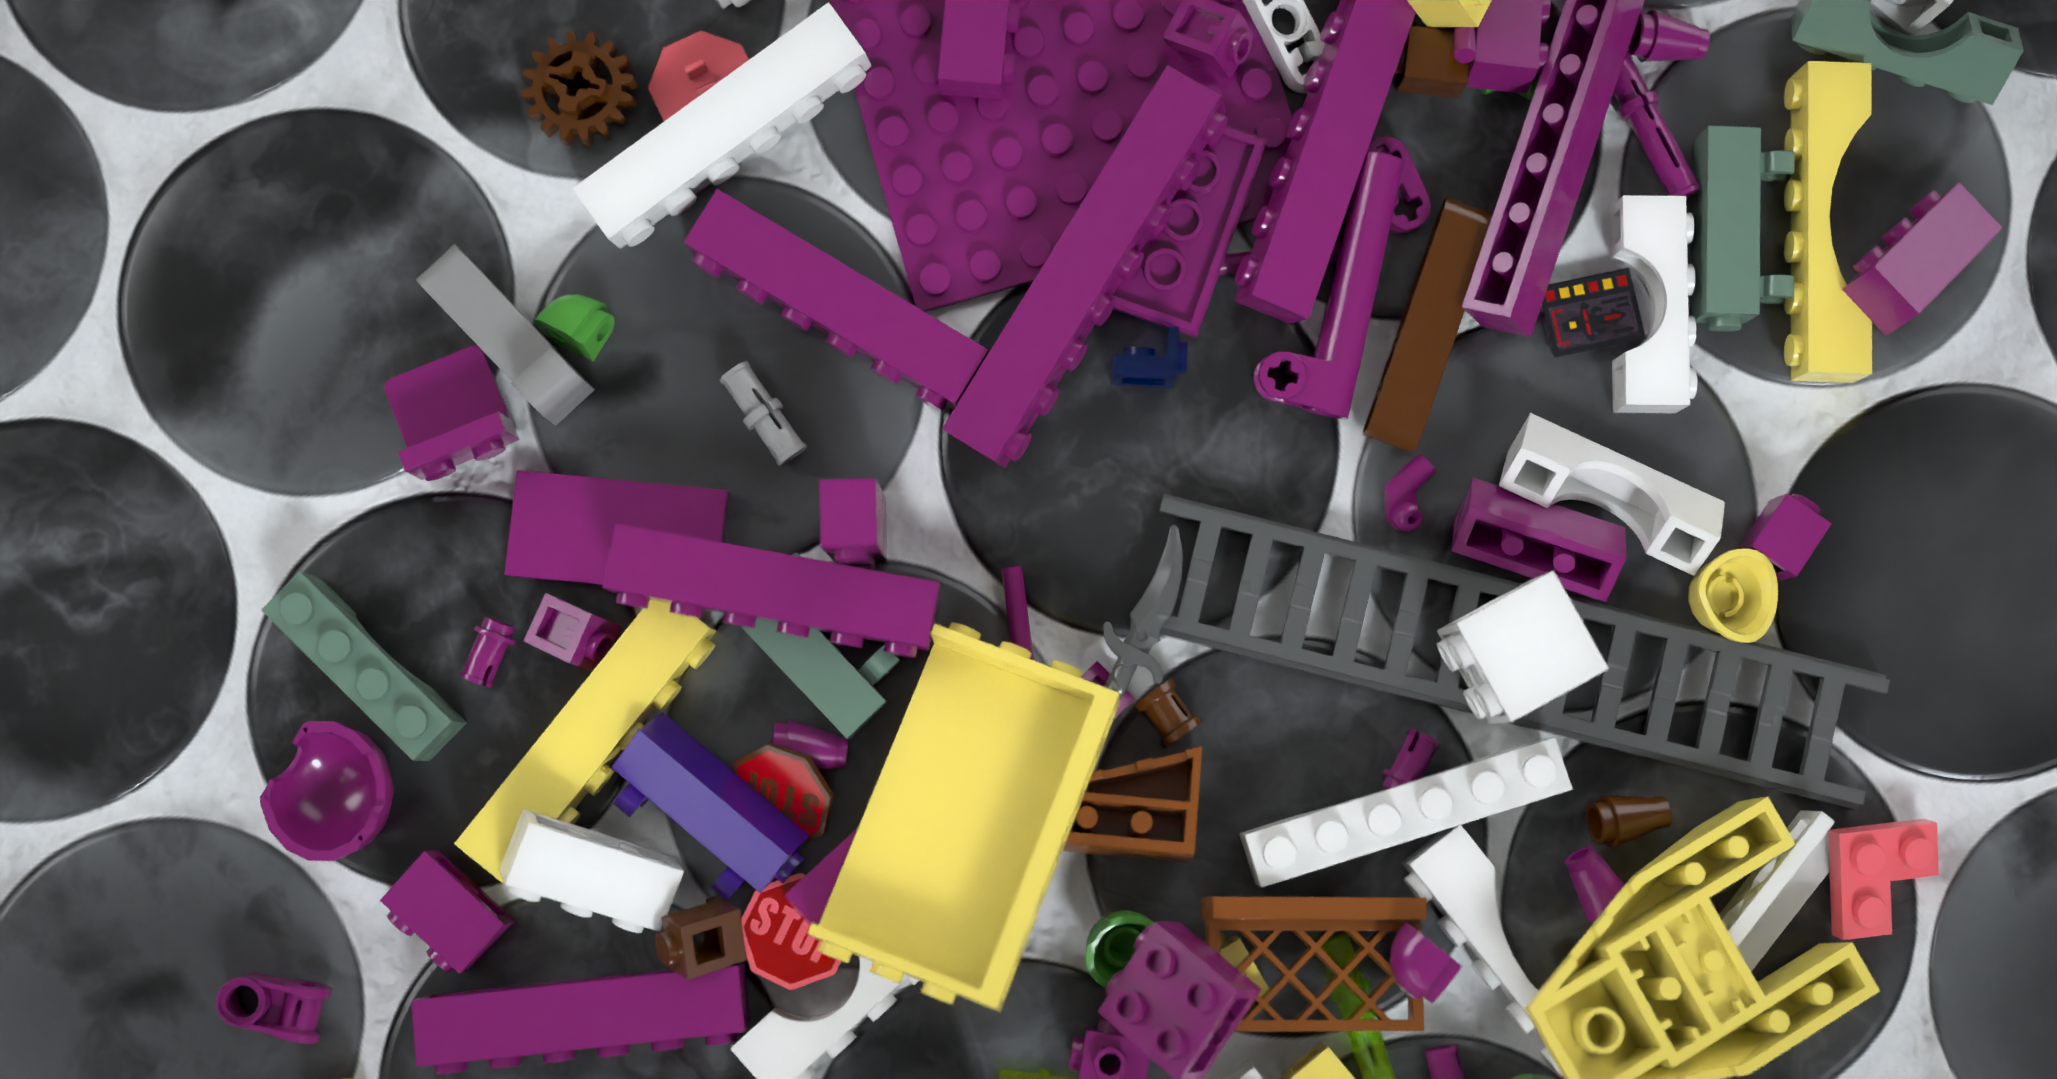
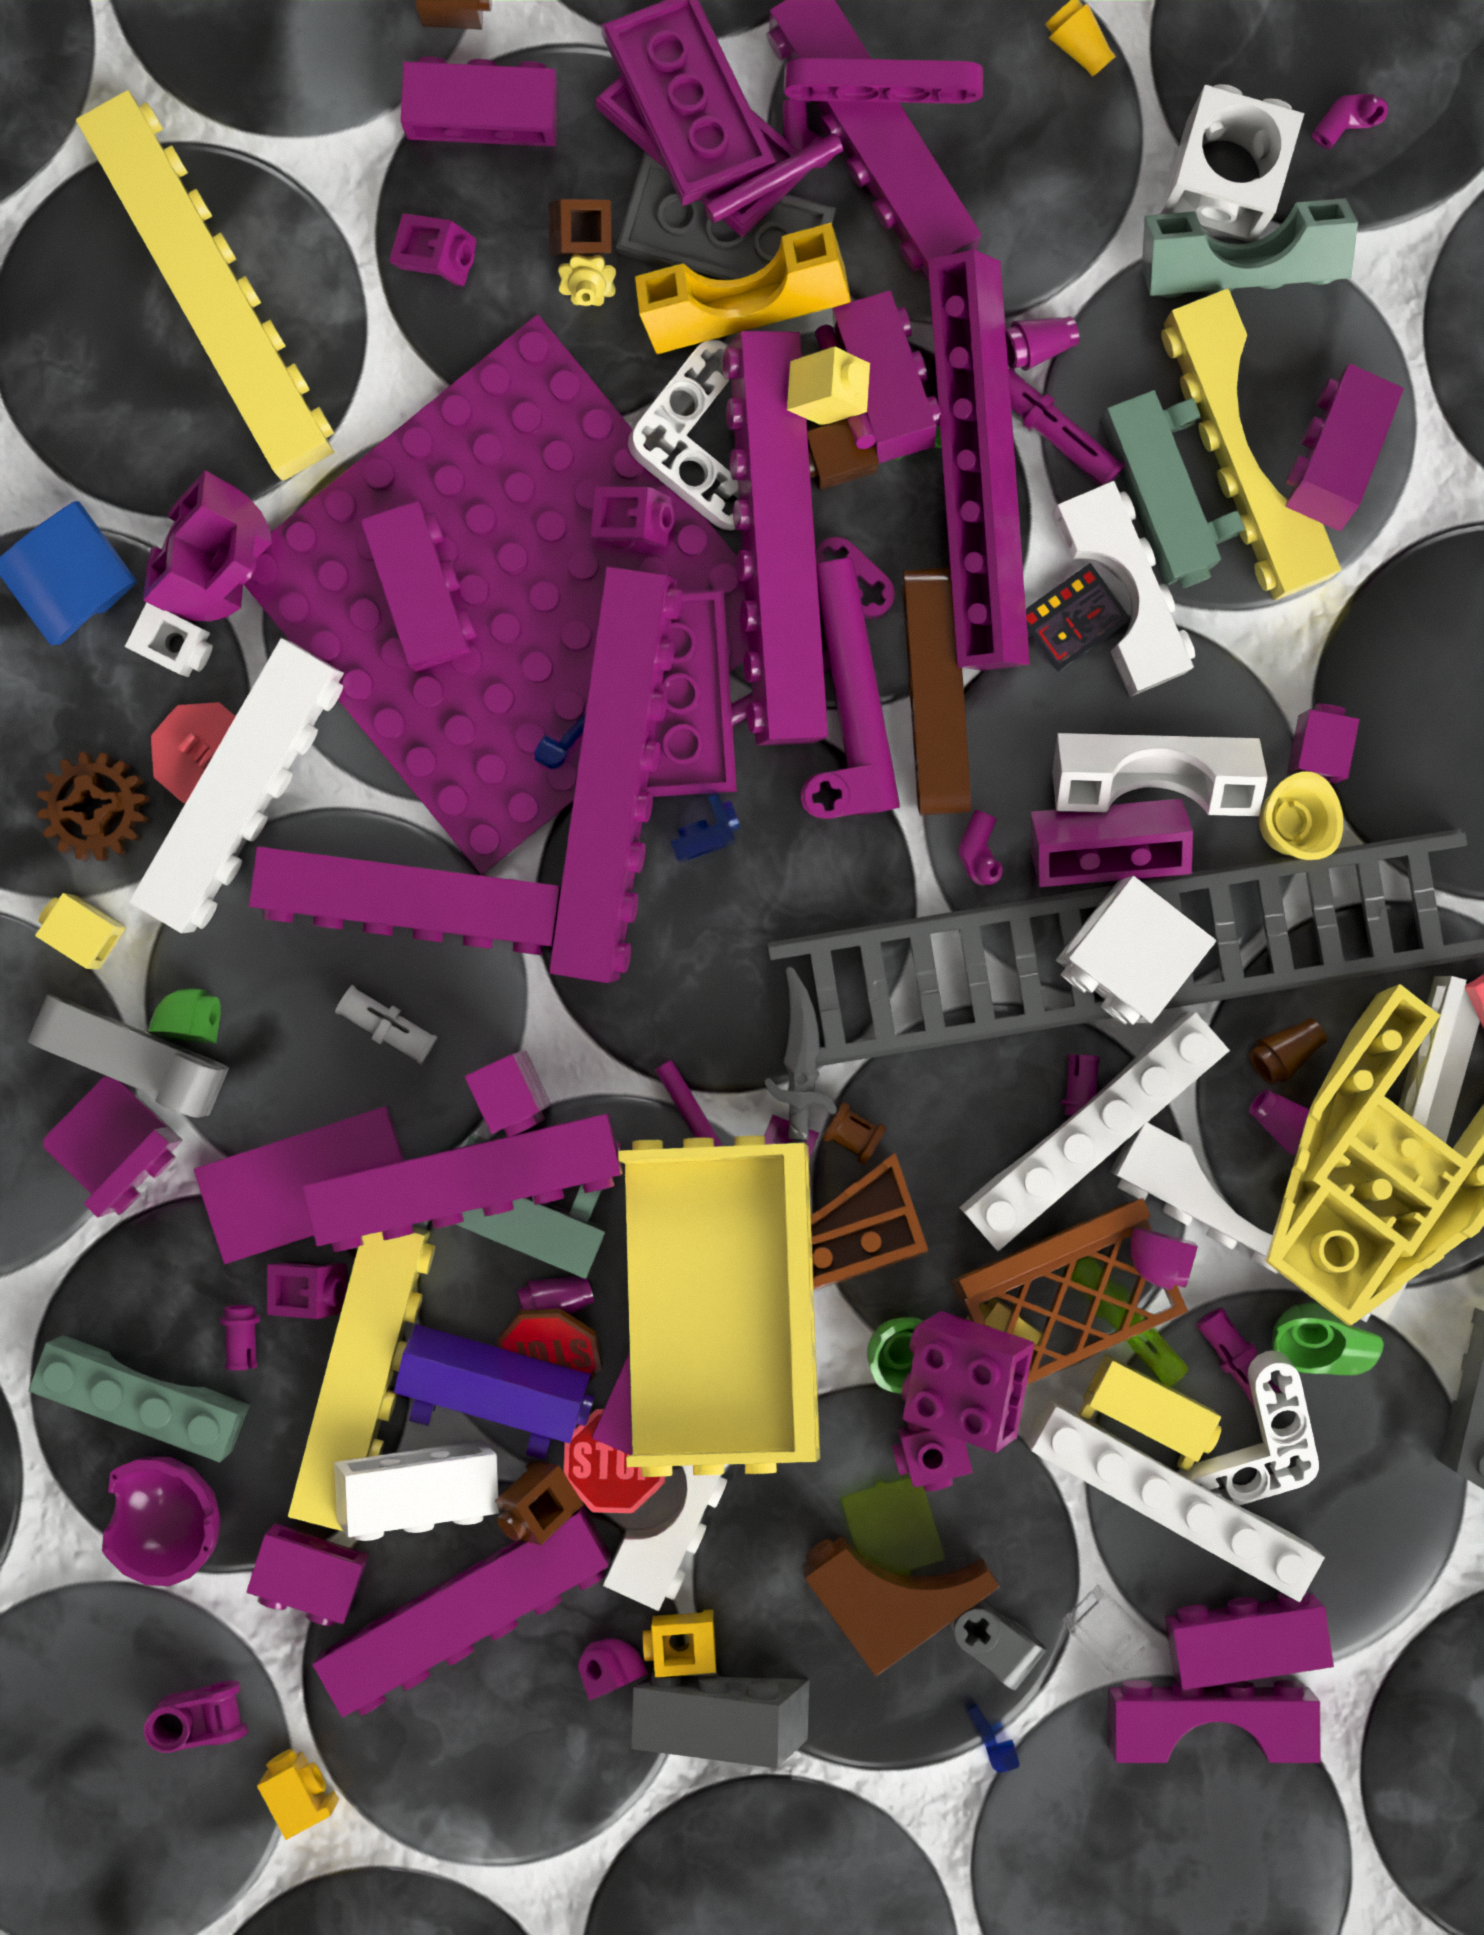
camera: 20 degrees left, 5 degrees up
(512, 198) = (79, 930): none -> light yellow brick
(1038, 224) = (554, 752): none -> clear blue hand

